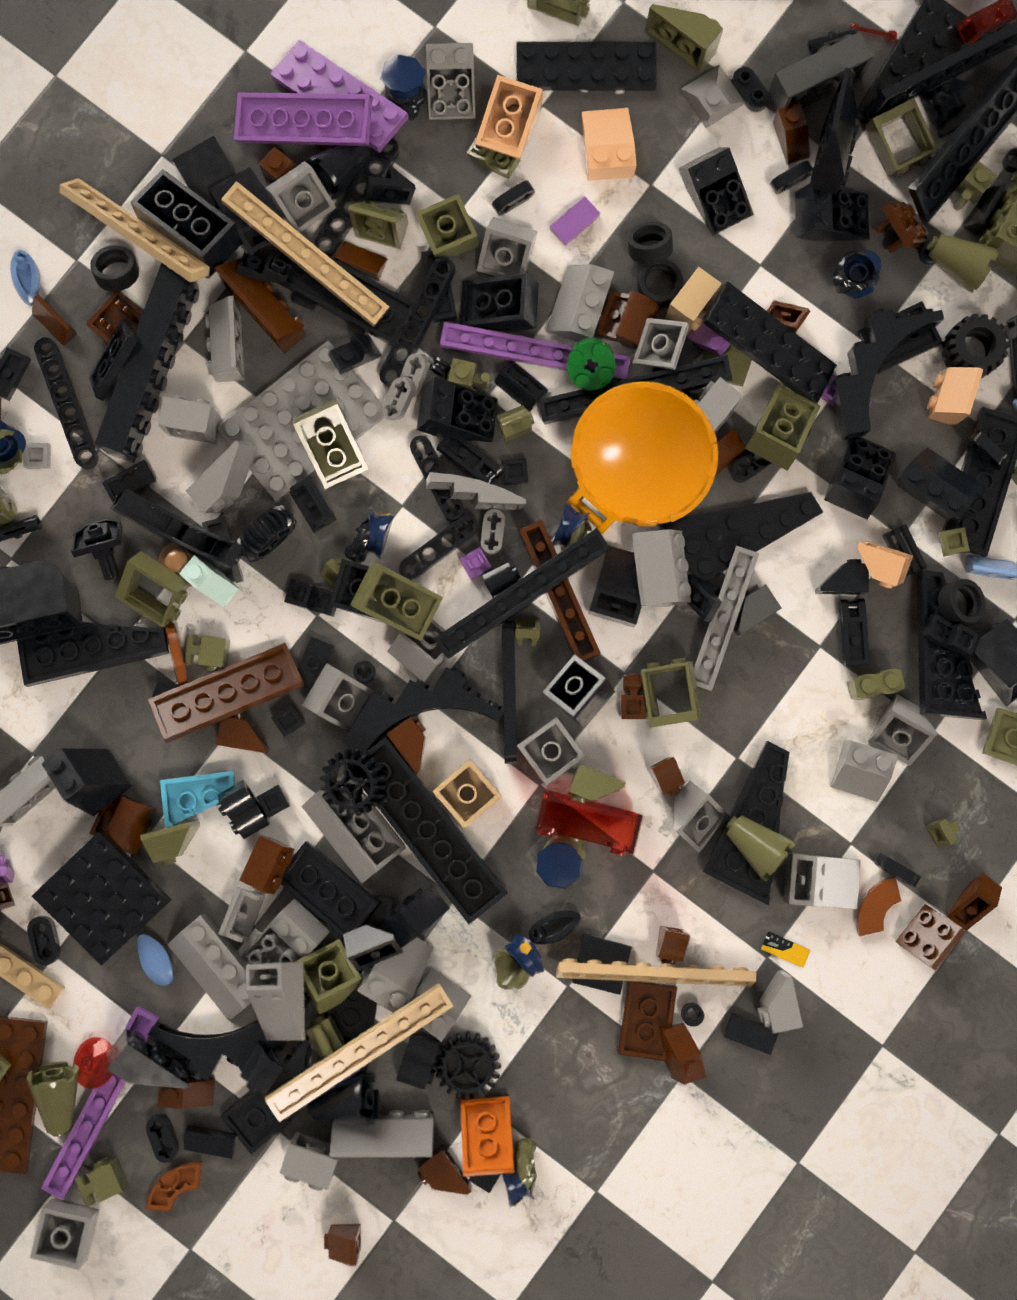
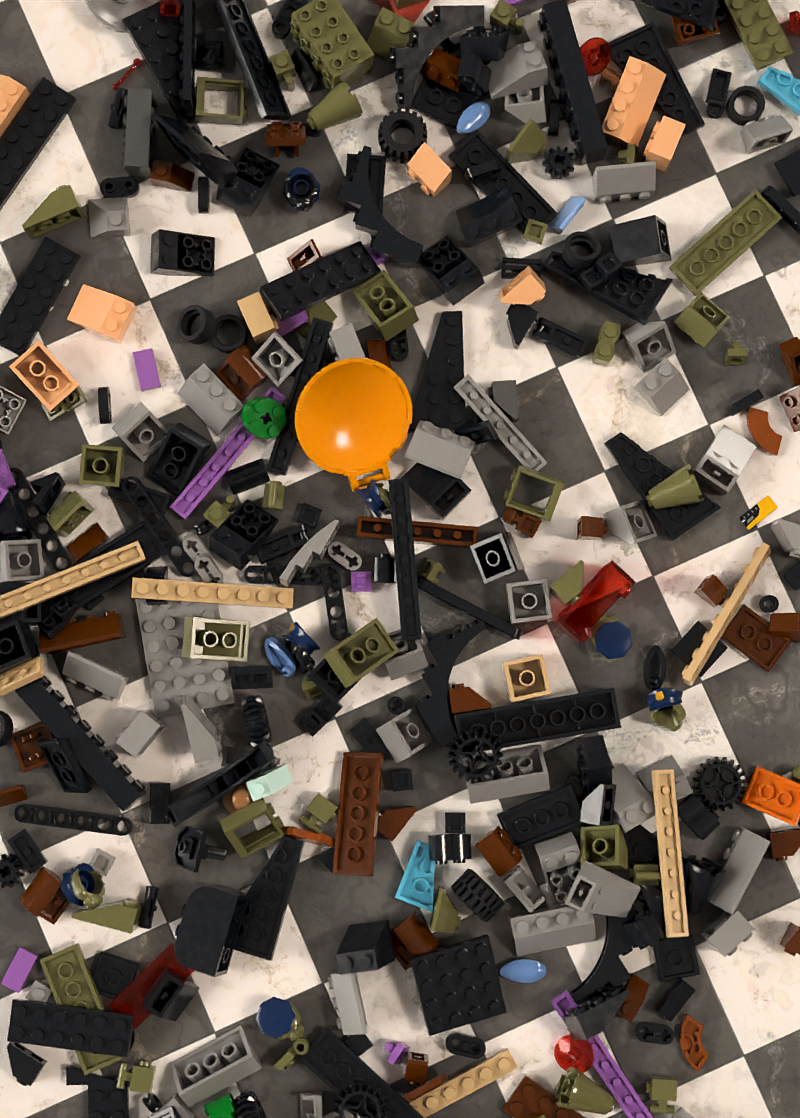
camera: 60 degrees left, 0 degrees up
(206, 866) = (477, 895): none -> black tyre
(348, 520) = (280, 656): none -> medium blue arm
(376, 413) = (212, 593): none -> tan plate
(961, 774) = (702, 319): none -> olive slope

